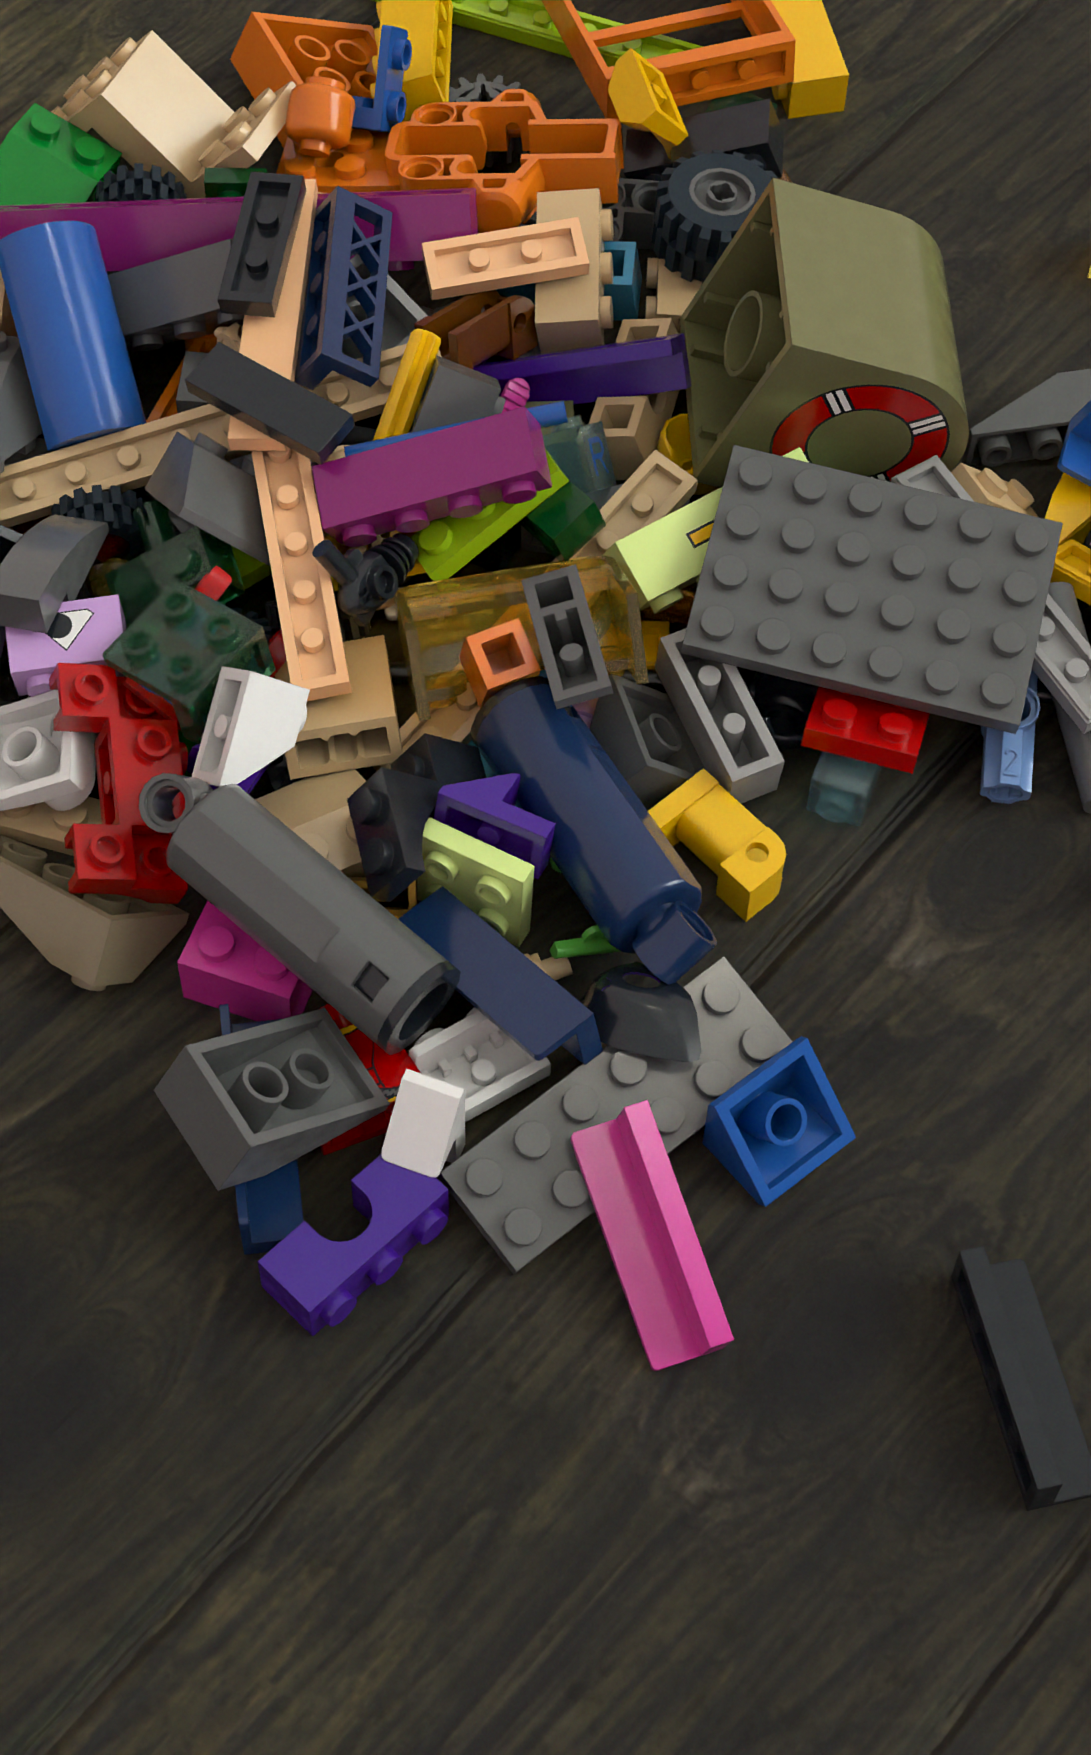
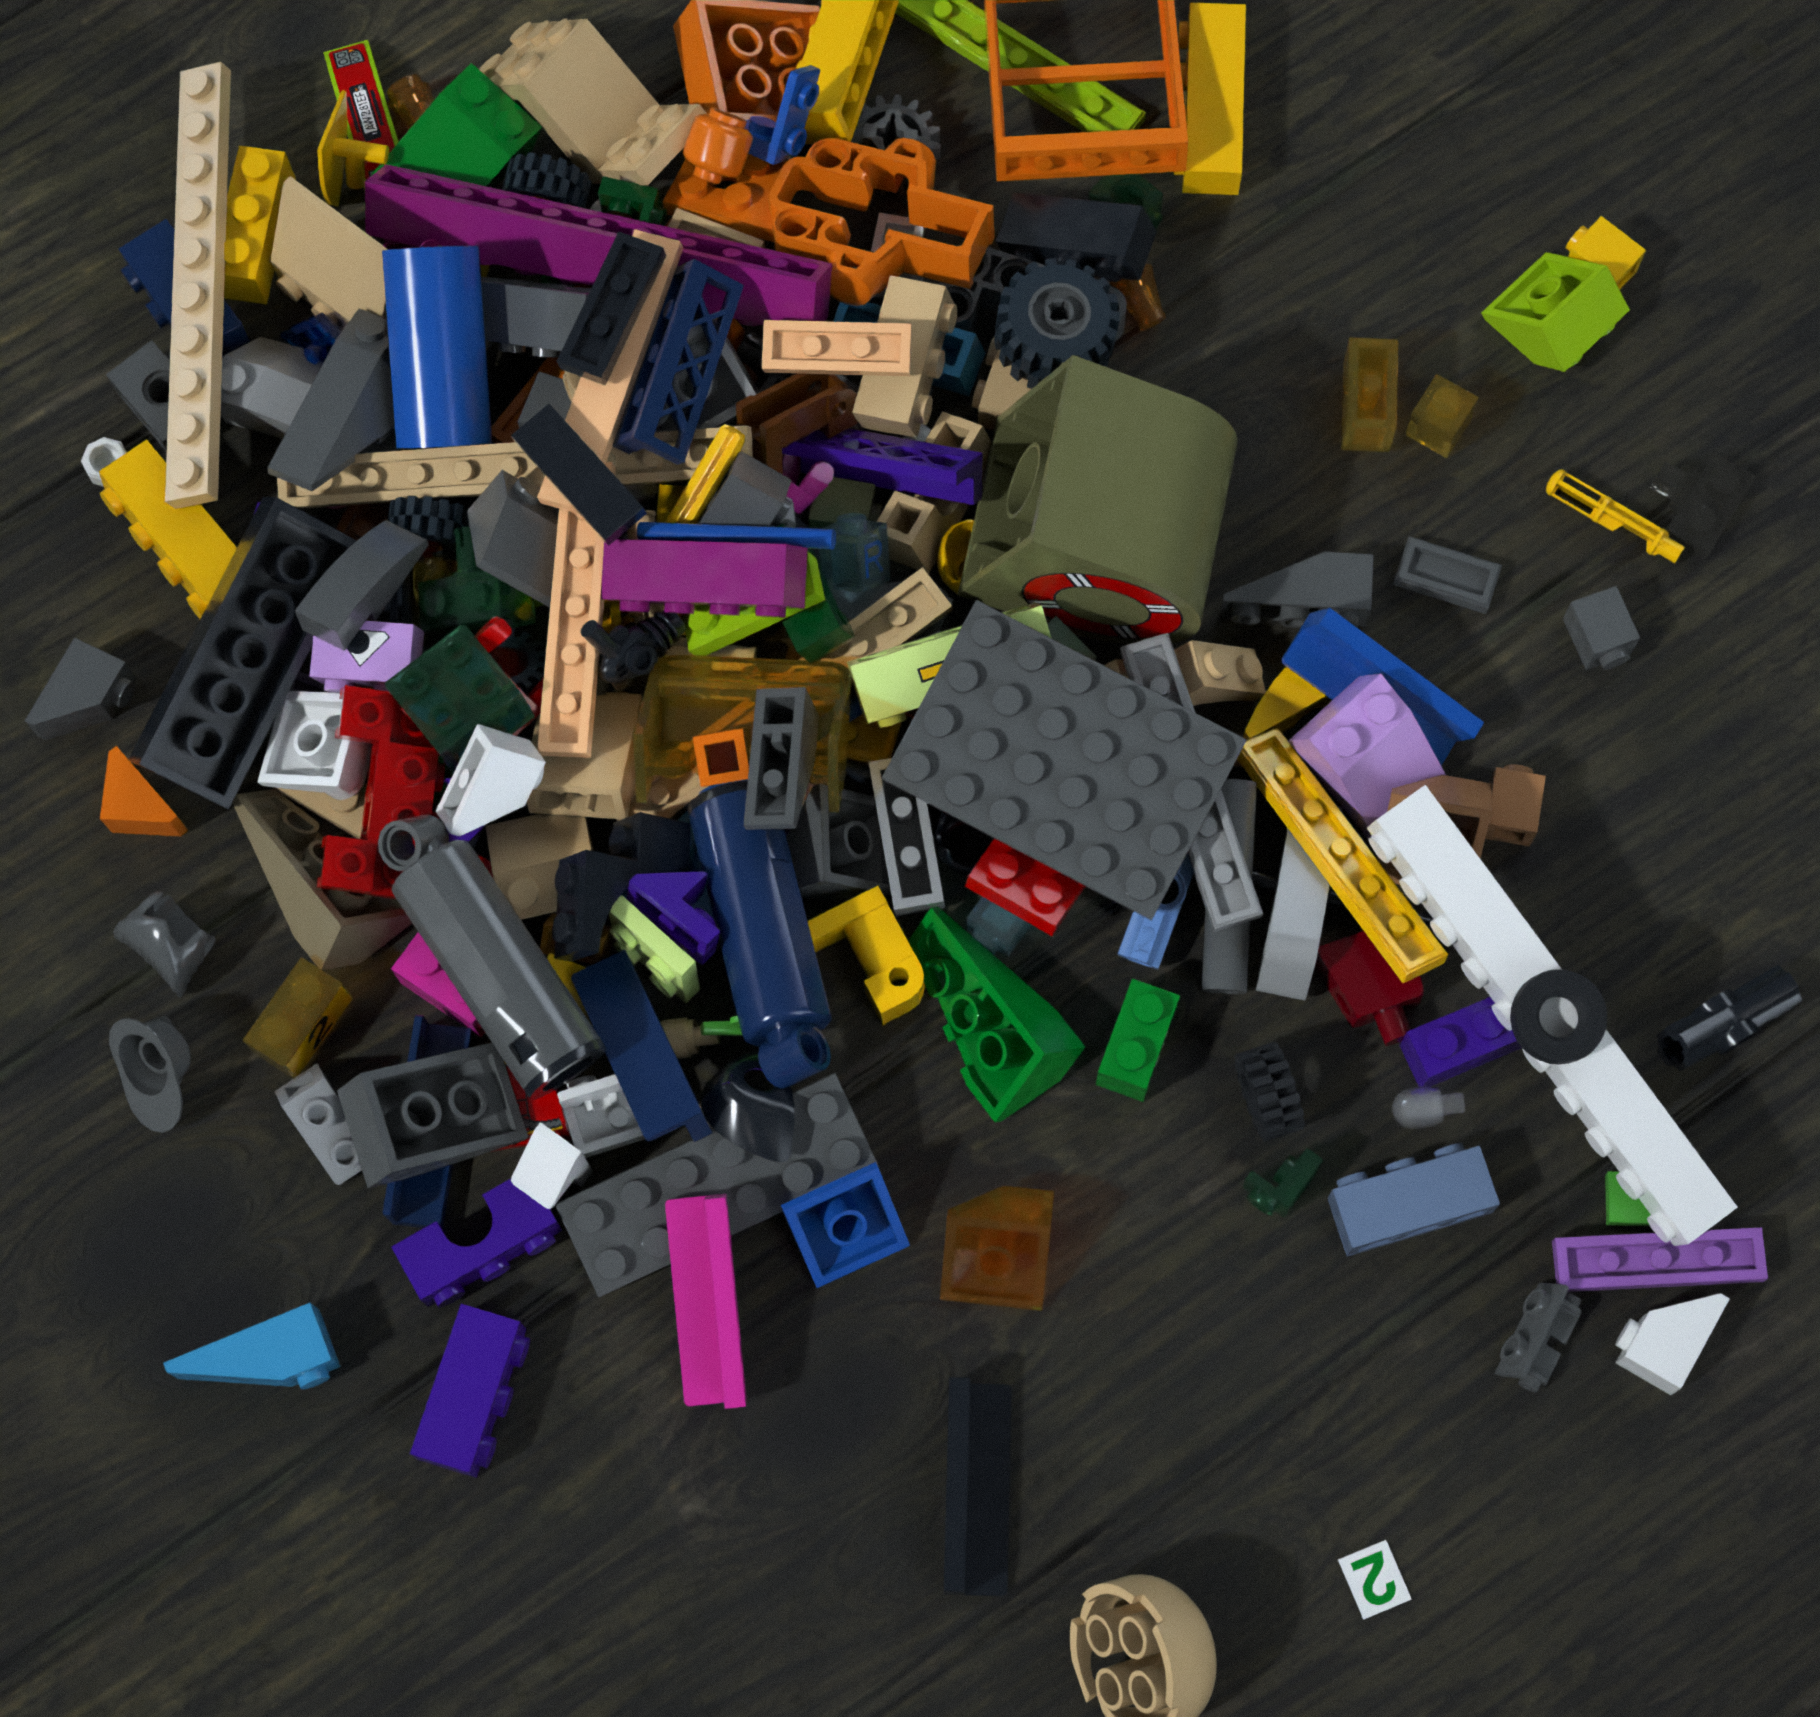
camera: 20 degrees right, 15 degrees up
(76, 1048) = (298, 1018): none -> clear yellow brick
(131, 1428) = (275, 1352): none -> dark azure slope
(140, 1155) = (321, 1122): none -> light grey bracket
(395, 1410) = (470, 1391): none -> dark purple brick
(645, 100) = (1022, 188): yellow slope -> none
(879, 889) = (1003, 1028): none -> green wedge
(964, 1111) = (998, 1248): none -> clear orange slope
(1036, 866) = (1137, 1040): none -> green brick
(1046, 236) = (1369, 394): none -> clear yellow brick

